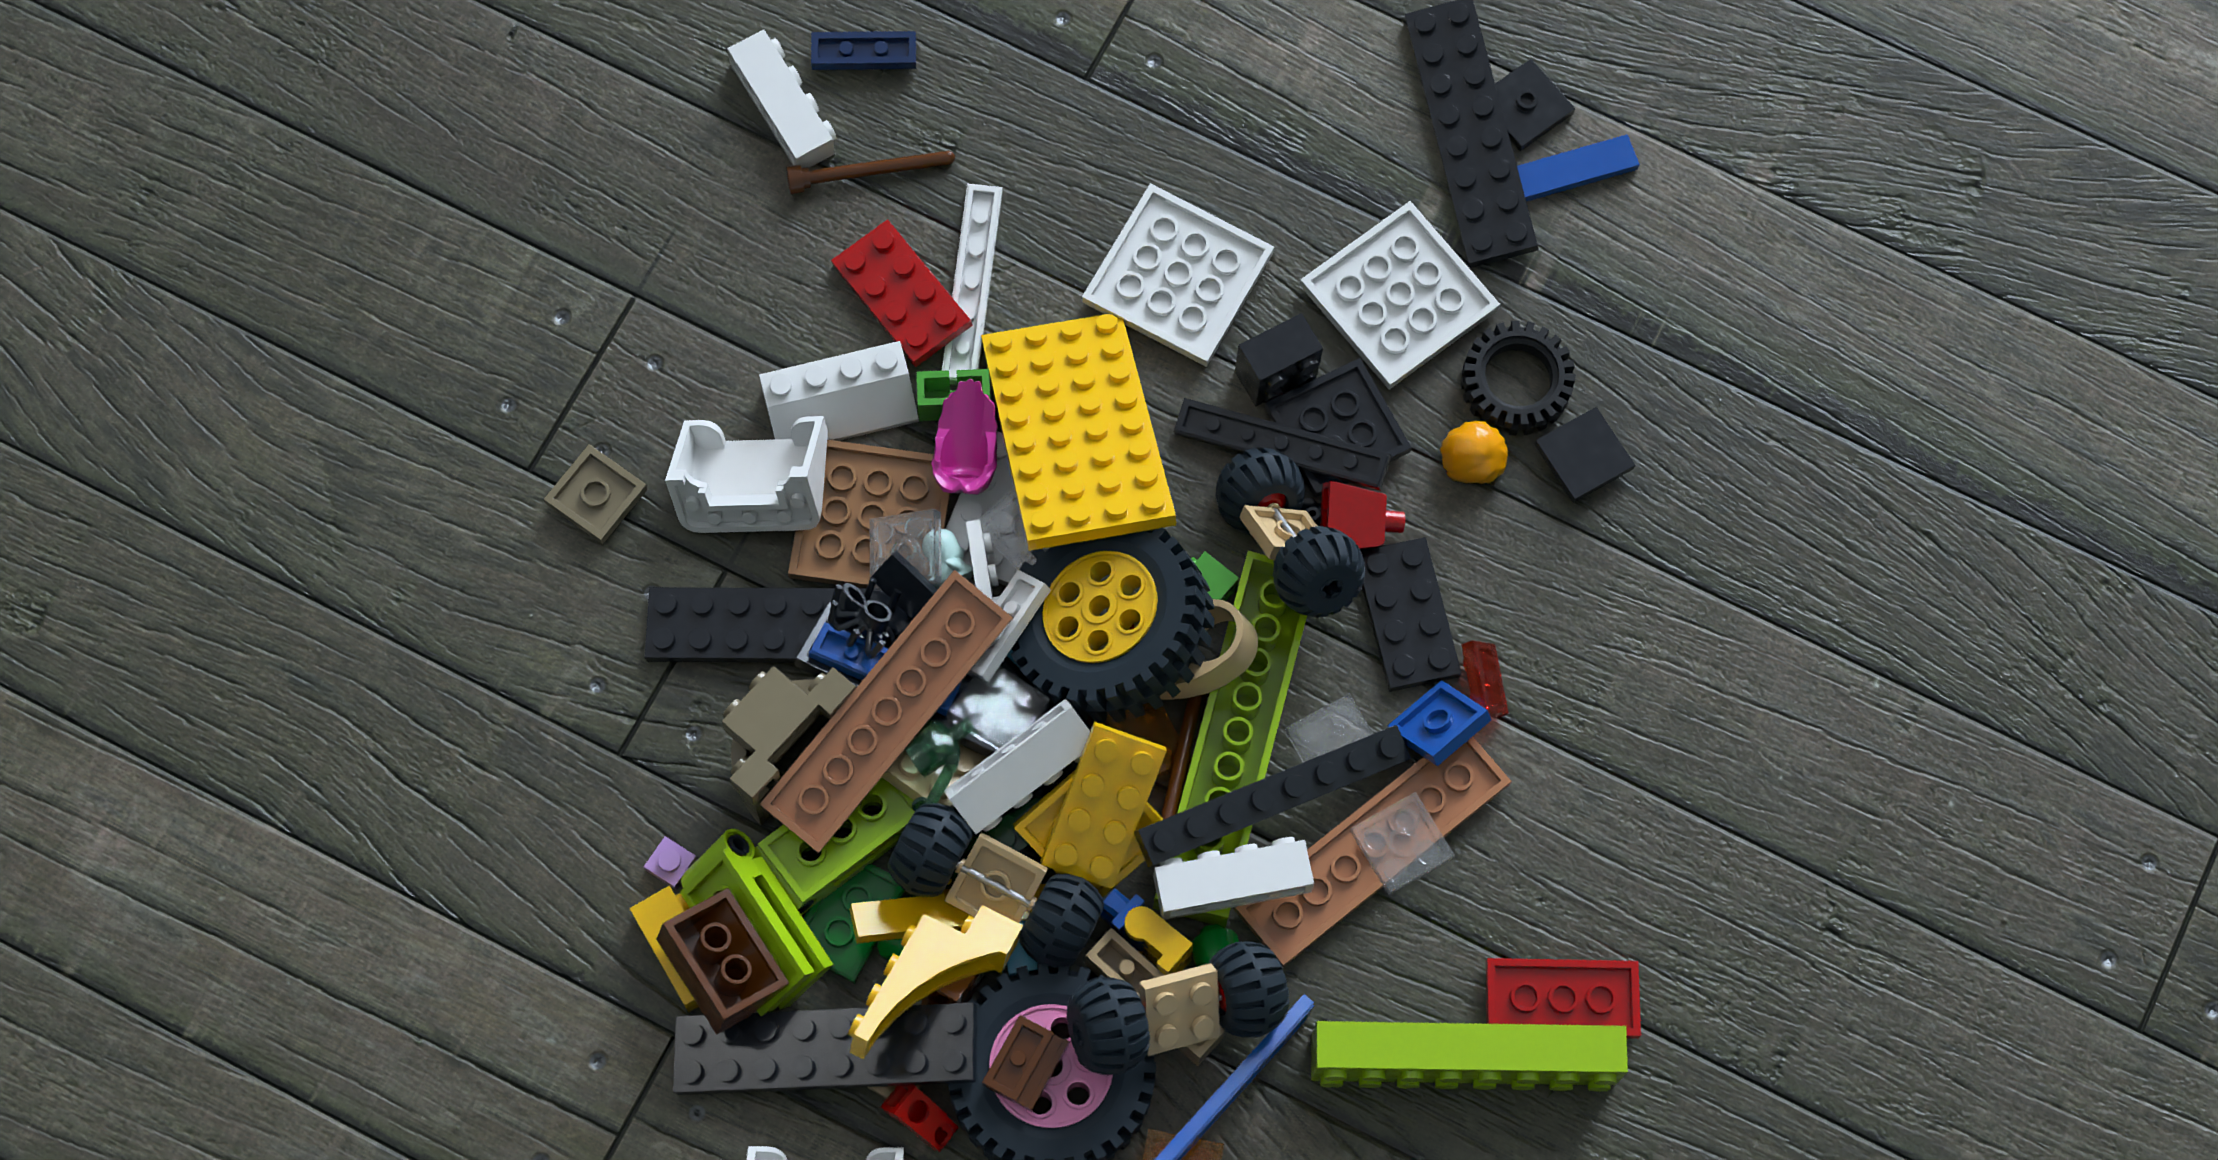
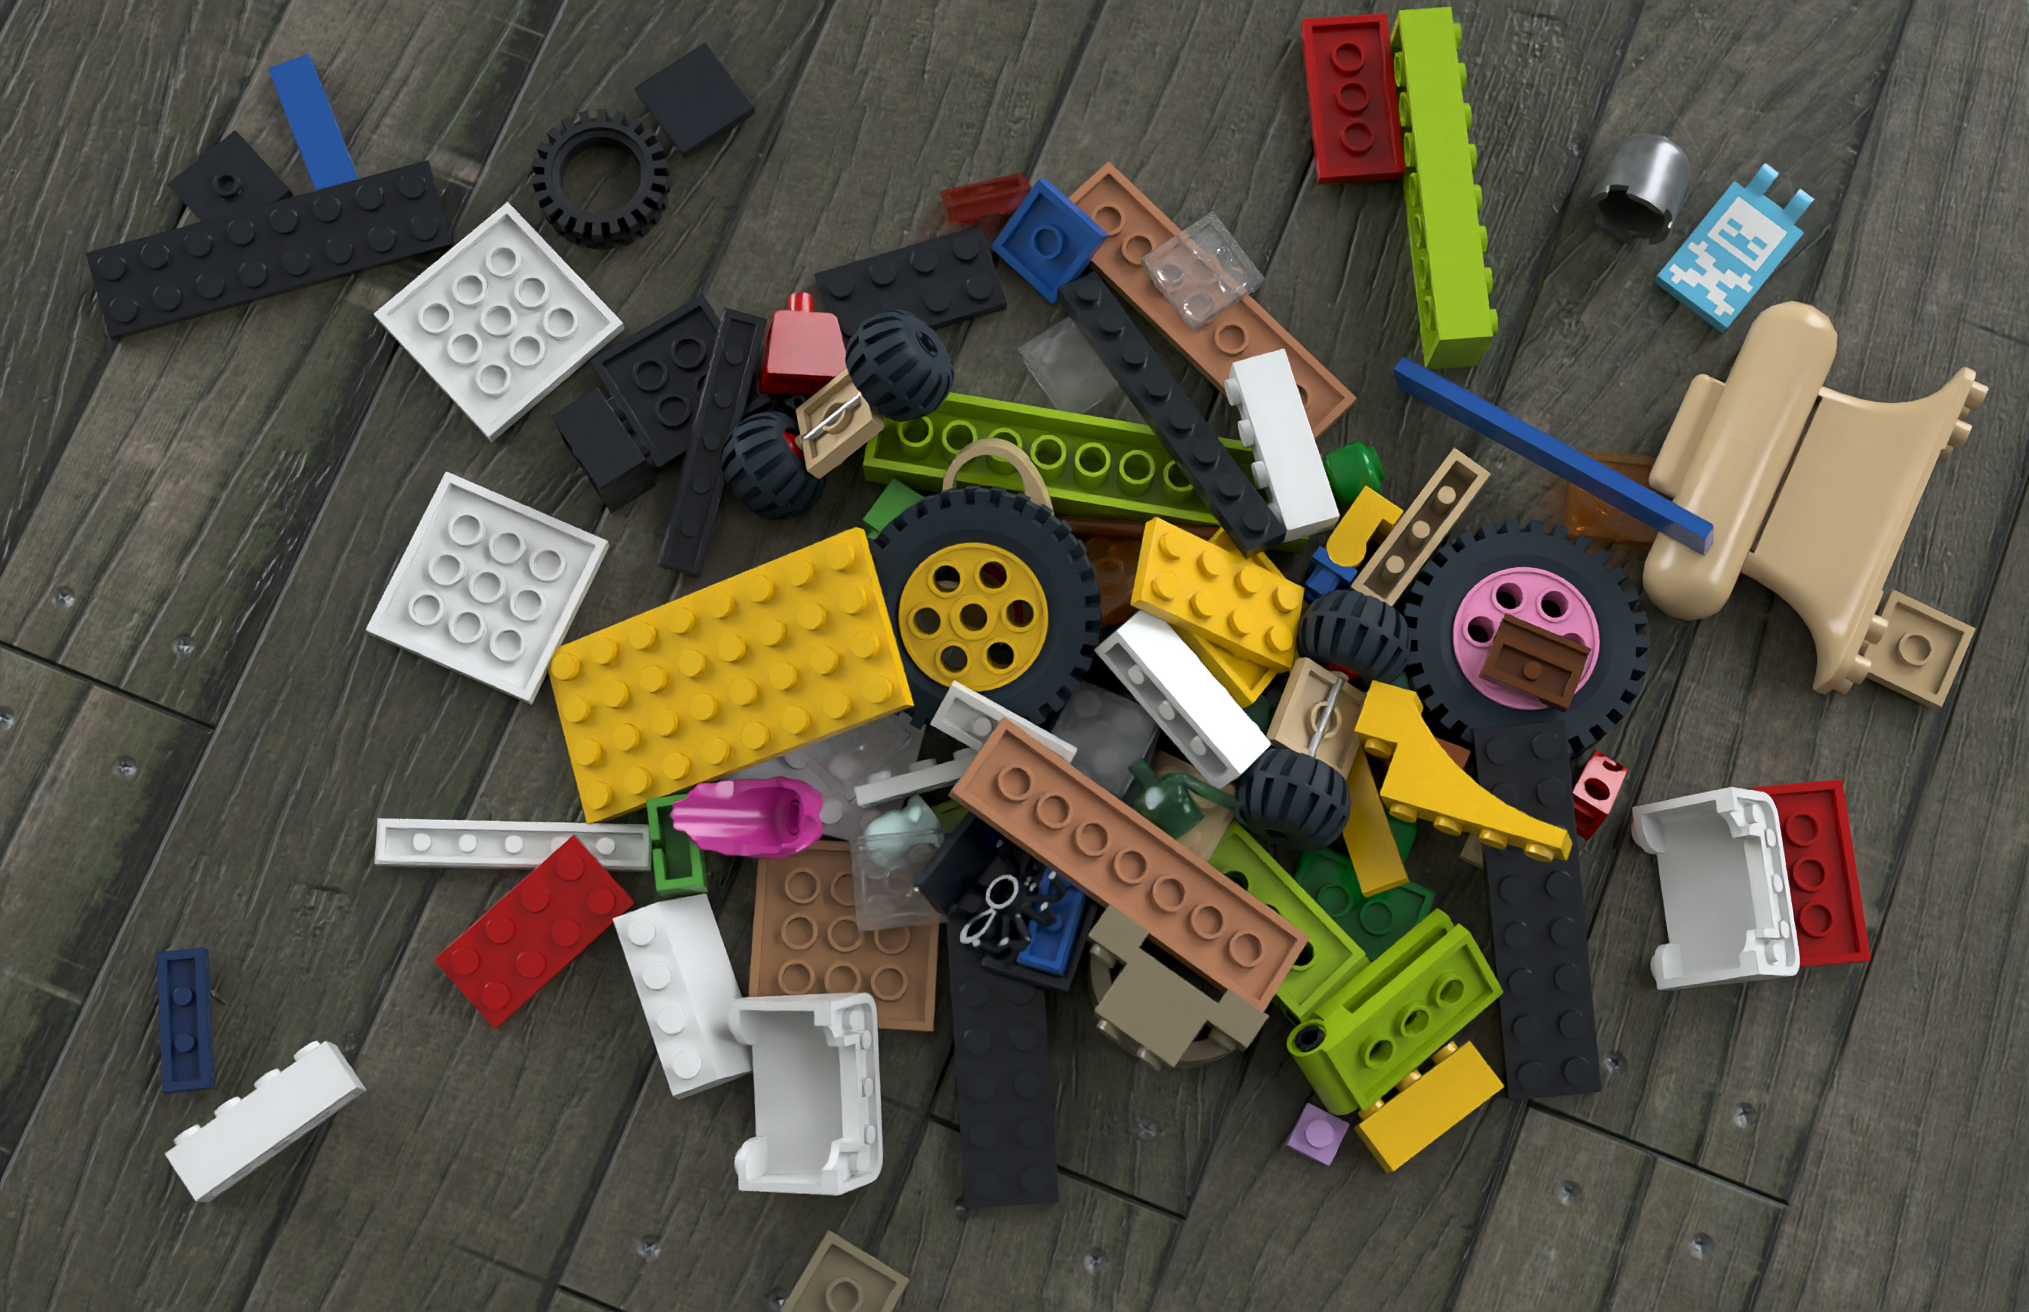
camera: 95 degrees left, 5 degrees up
(721, 960) = (1457, 1039): reddish brown slope -> none
(802, 178) = (377, 1081): reddish brown piece -> none
(1238, 989) = (1493, 552): black plate -> none
(1474, 453) = (703, 223): light orange hair -> none

